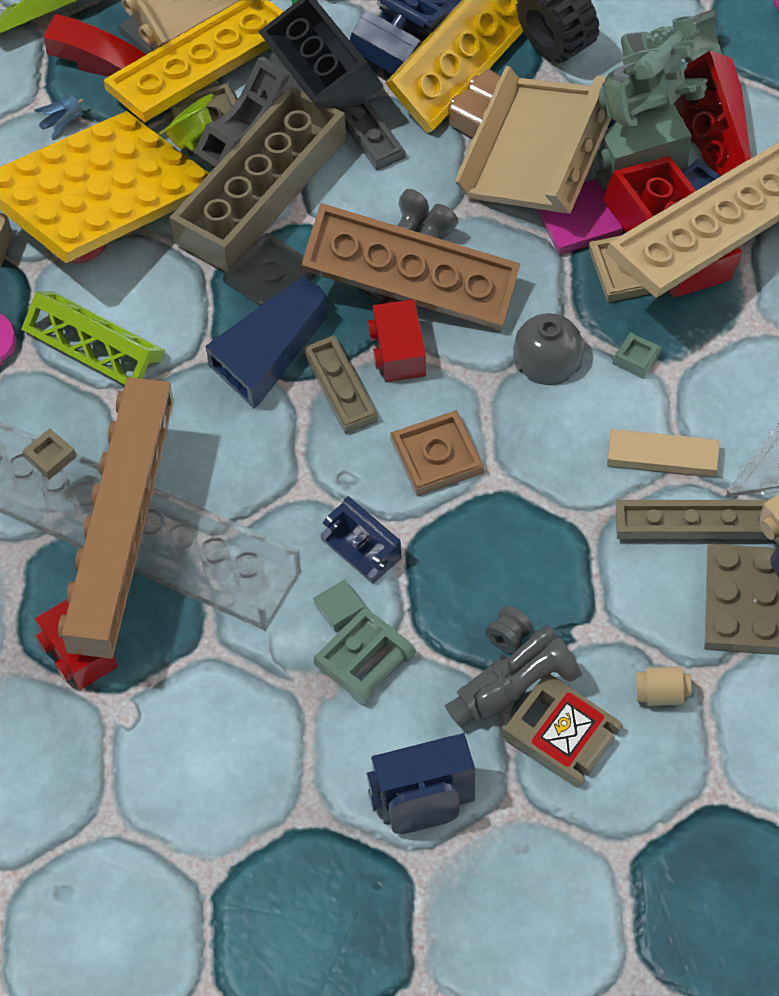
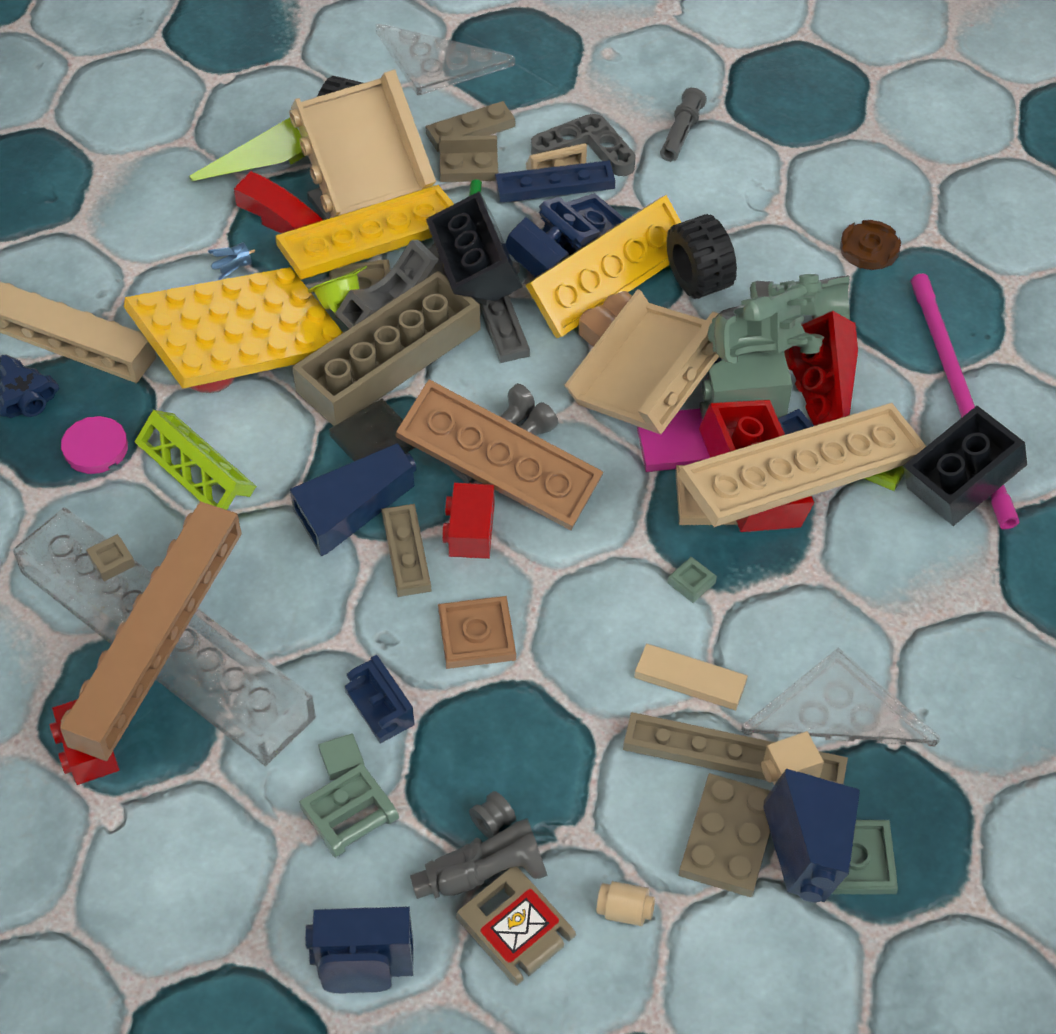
camera: 10 degrees right, 5 degrees down
(548, 349) = (609, 556): dark grey cylinder -> none

